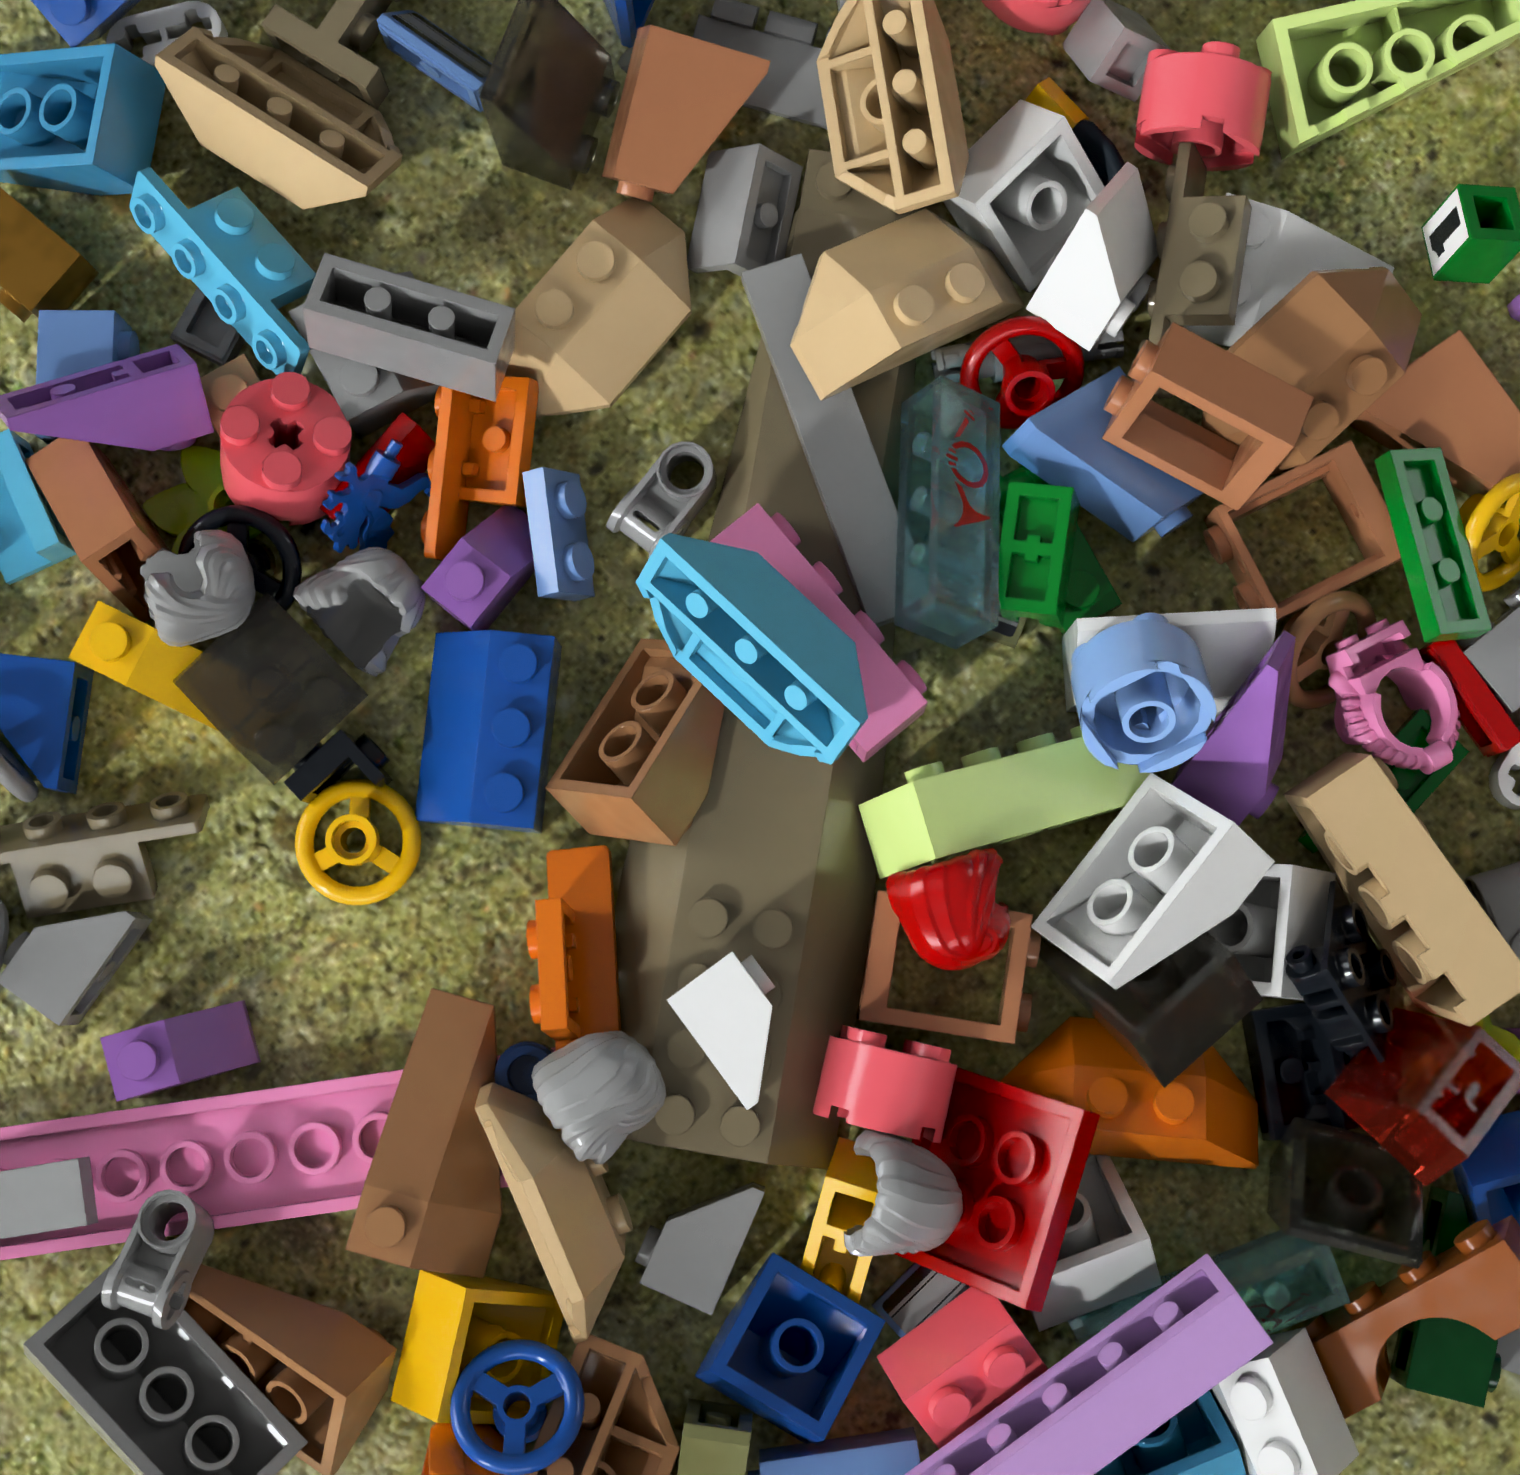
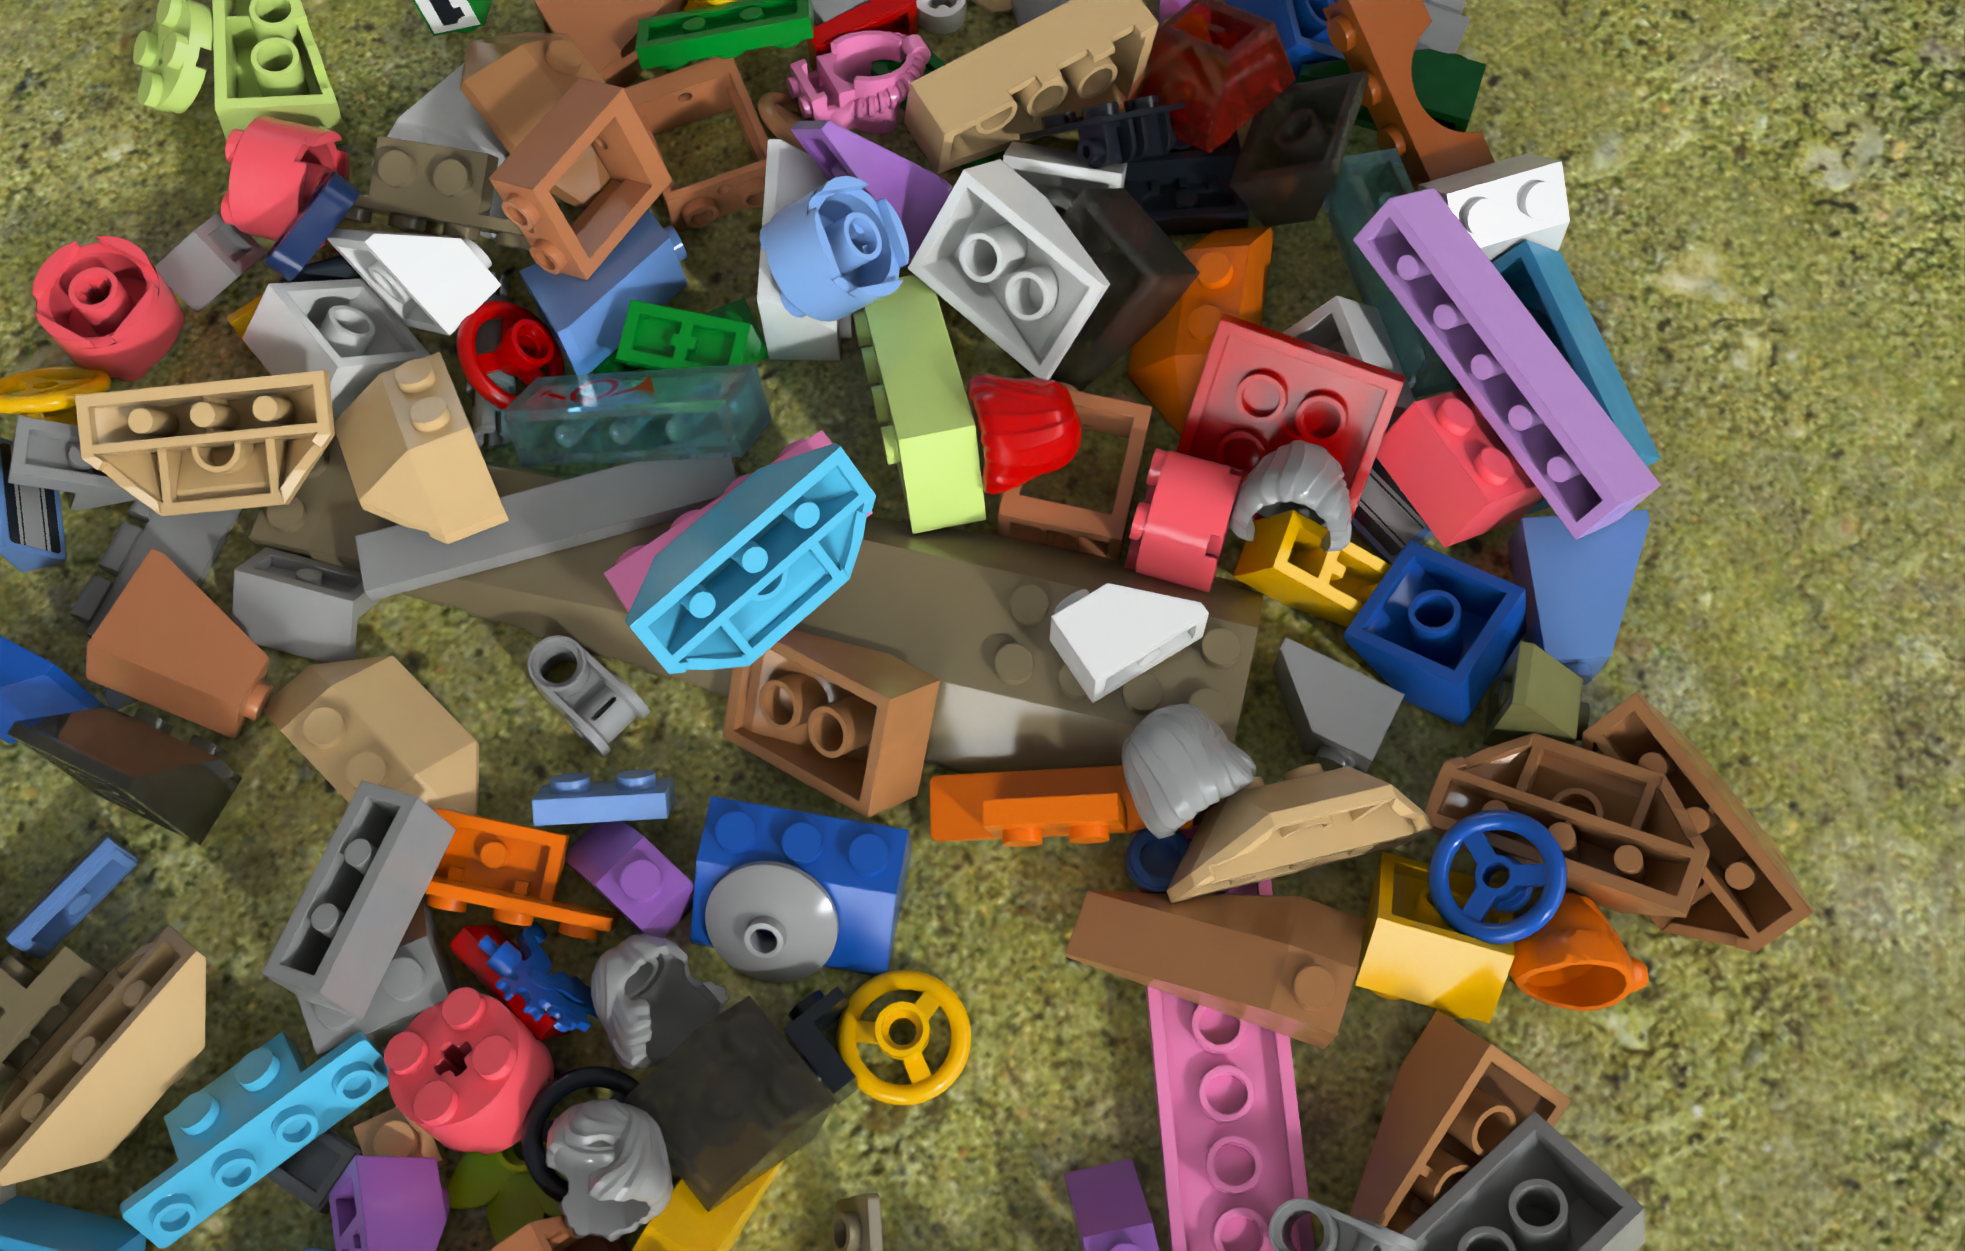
camera: 90 degrees left, 15 degrees down
(447, 707) = (778, 900): none -> light grey dish
(1131, 147) = (311, 226): none -> dark blue beam

